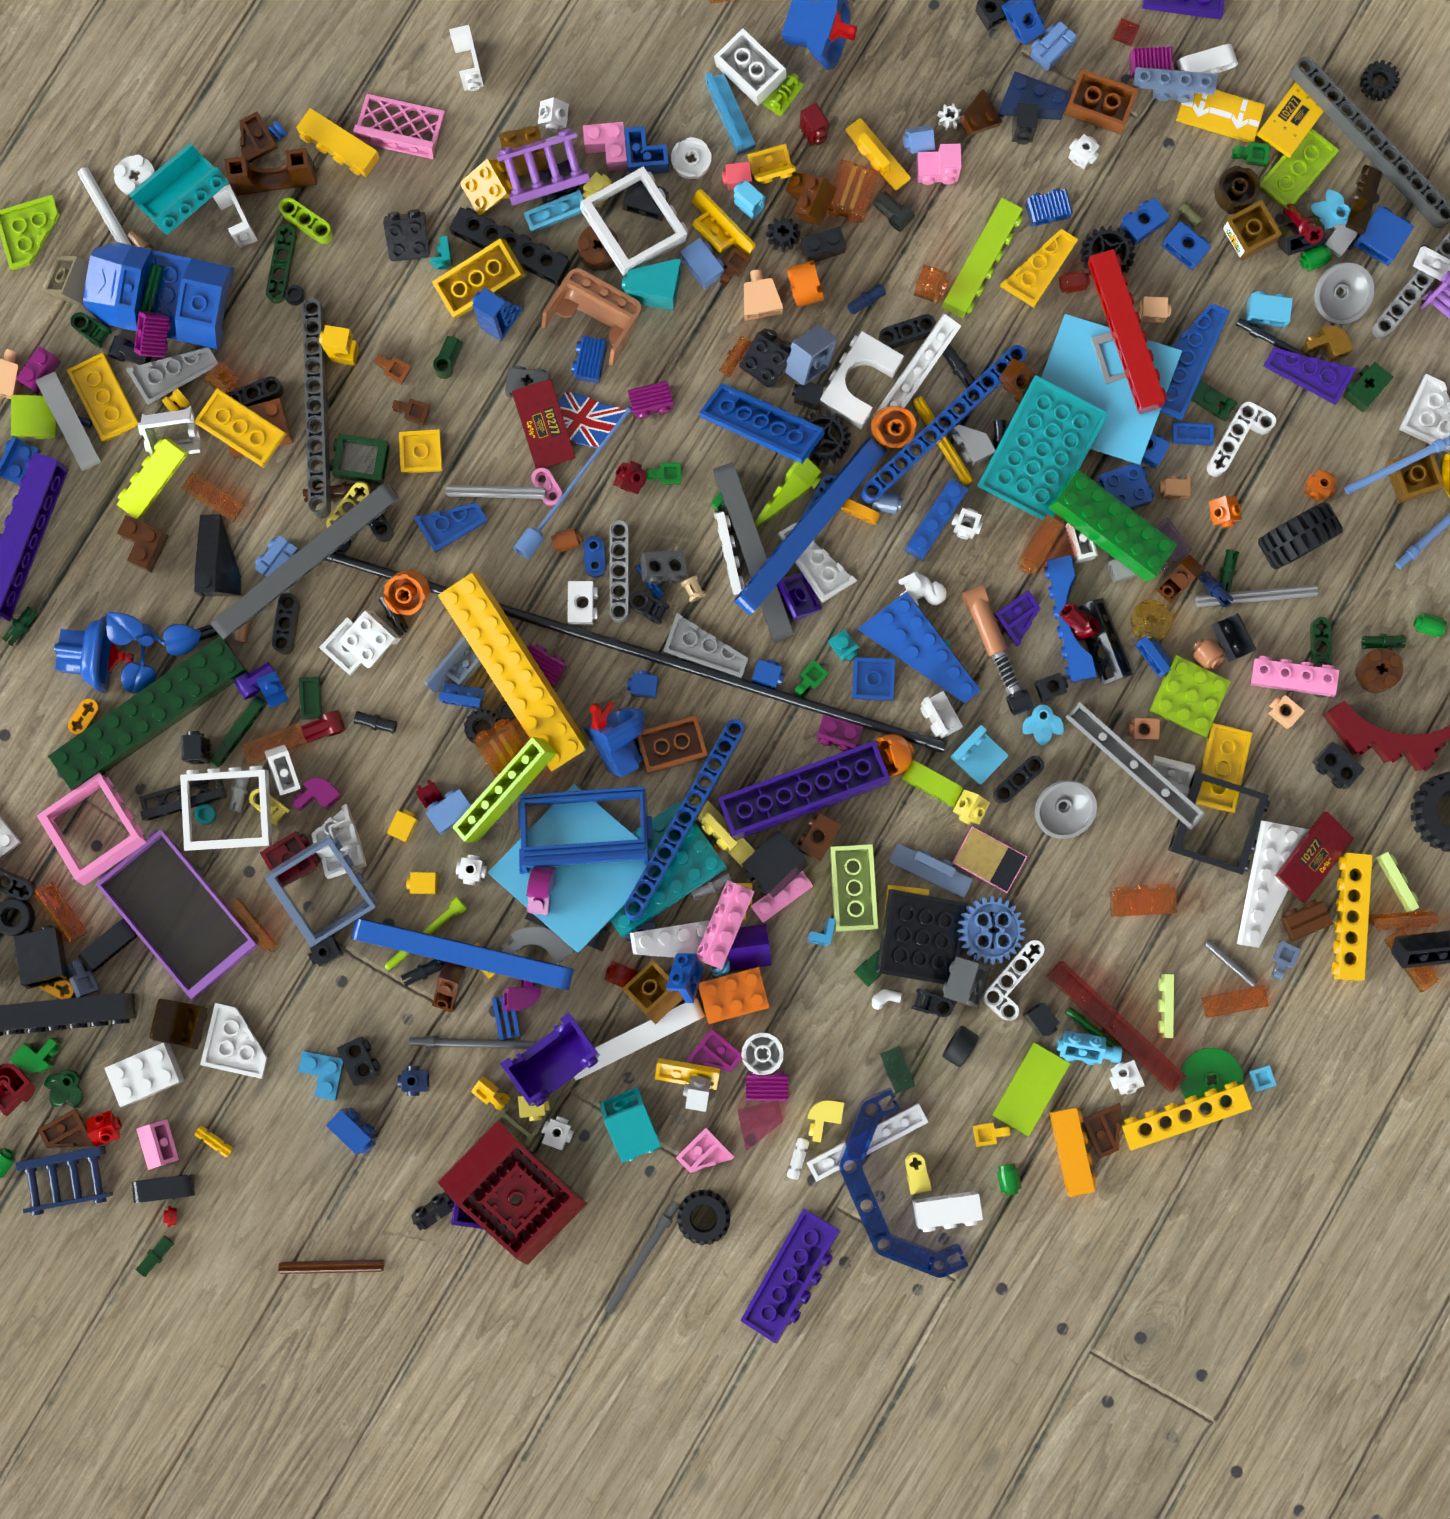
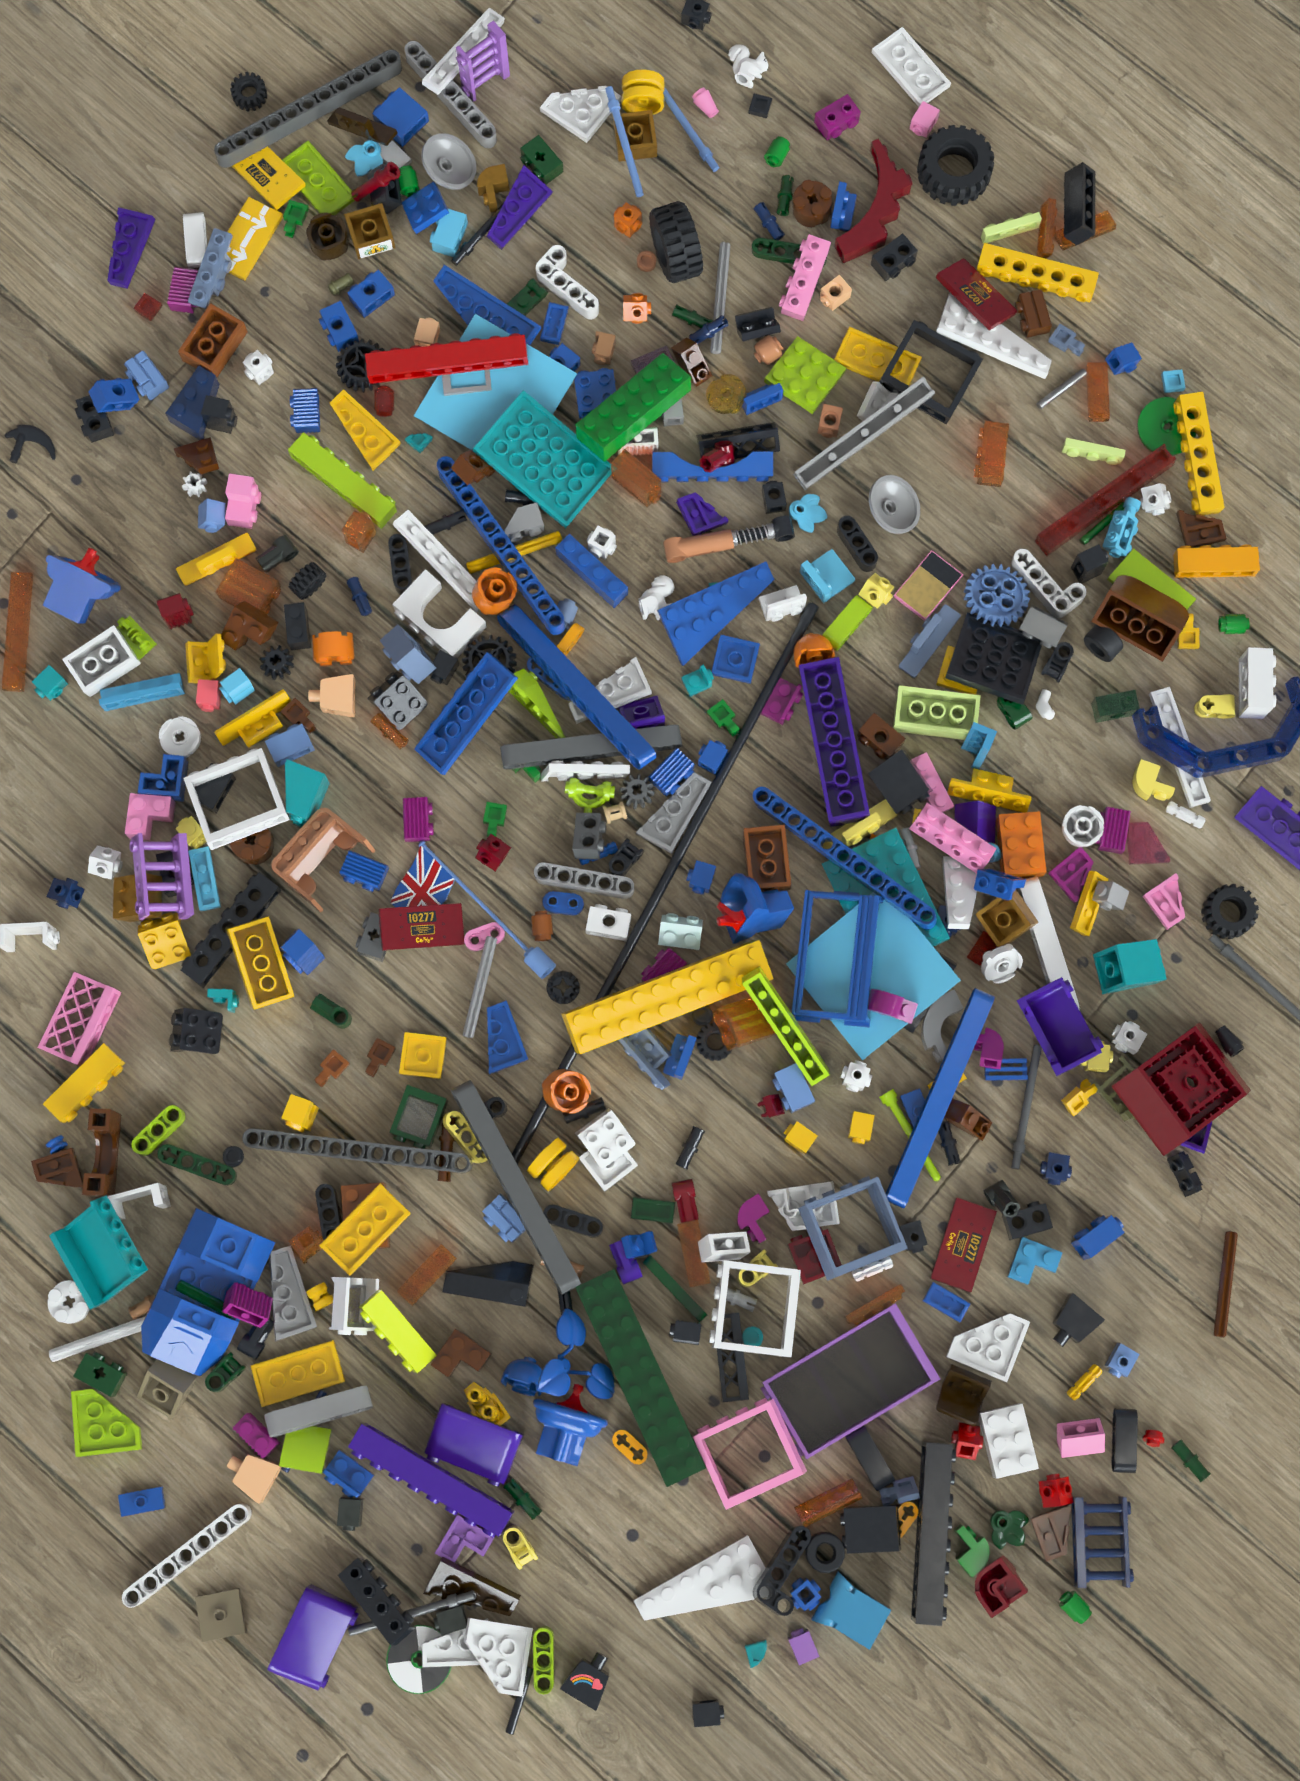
camera: 80 degrees left, 5 degrees down
(61, 570) = (473, 1444): none -> dark purple windscreen
(68, 209) = (88, 1373): none -> dark green brick
(98, 575) = (485, 1404): none -> yellow connector
(133, 601) = (523, 1376): none -> blue cylinder
(136, 1035) = (967, 1441): none -> red brick
(238, 1174) = (1121, 1360): none -> medium blue brick
(268, 994) = (946, 1302): none -> blue plate
(270, 1123) = (1075, 1320): none -> black torso
(287, 919) = (872, 1269): none -> white axle
(326, 1002) = (963, 1245): none -> dark red tile
(335, 590) = (549, 1161): none -> yellow wheel
(376, 1030) = (1001, 1197): none -> pearl dark grey piece
(455, 931) = (913, 1104): none -> blue plate
(516, 85) = (68, 896): none -> dark blue brick
(519, 576) = (570, 994): none -> black gear
(571, 1237) = (1230, 1042): none -> black cone
(586, 674) = (680, 931): none -> light aqua bracket
(608, 994) = (1004, 955): none -> white plate
(712, 574) = (576, 789): none -> lime piece
(720, 24) = (49, 683): none -> teal brick
(721, 613) = (628, 791): none -> dark grey gear
(744, 637) = (672, 772): none -> blue brick
(787, 956) = (990, 789): none -> yellow bracket
(870, 244) = (307, 581): none -> black tyre
(993, 1080) = (1142, 616): none -> reddish brown brick
(1040, 325) = (418, 441): none -> teal tile
(1274, 1022) = (1123, 359): none -> blue brick
(1281, 513) = (646, 261): none -> nougat tile
(1289, 279) = (425, 207): none -> blue plate
(1350, 630) = (769, 221): none -> dark blue pin
(1381, 703) = (843, 208): none -> blue bracket

